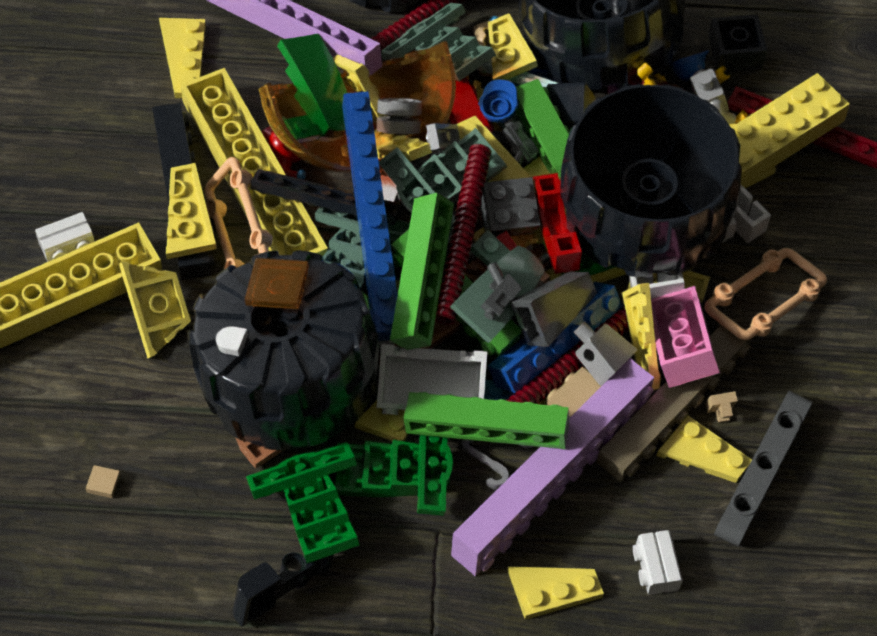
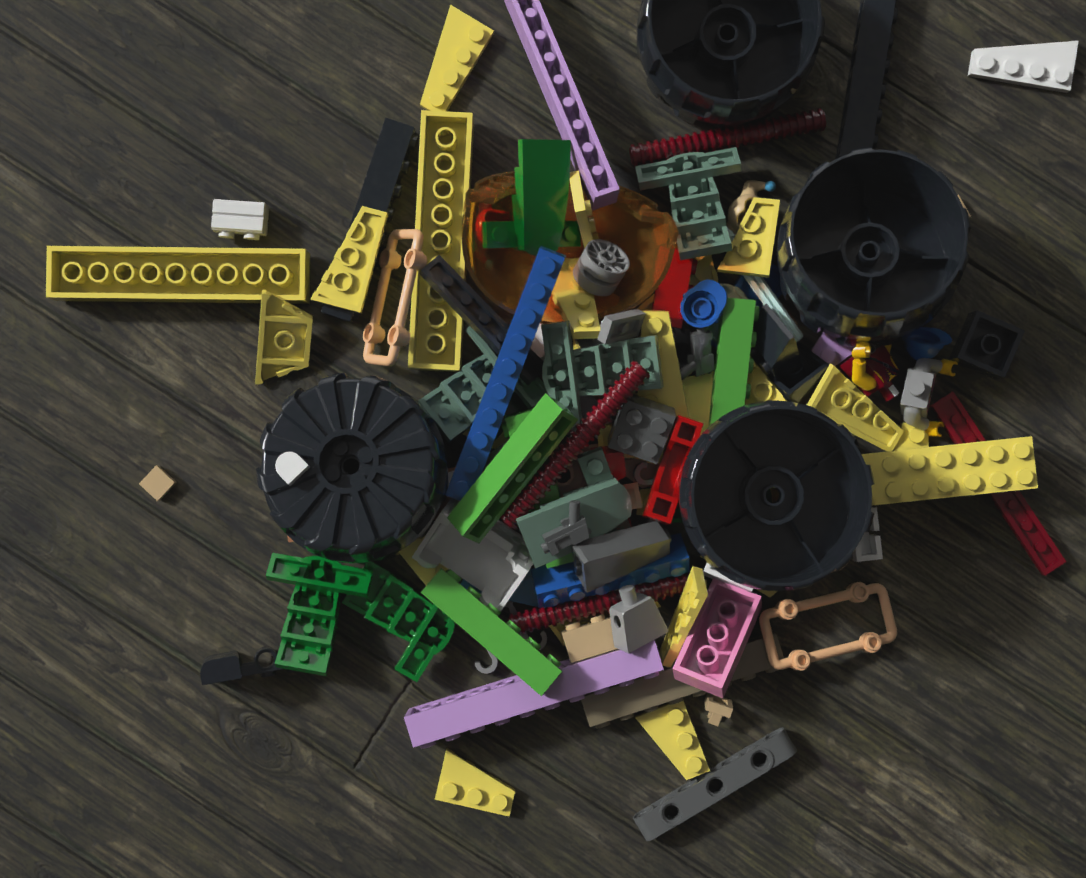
camera: 30 degrees right, 30 degrees up
(276, 283) = (363, 427): clear orange tile -> none
(658, 562) = (570, 817): white brick -> none

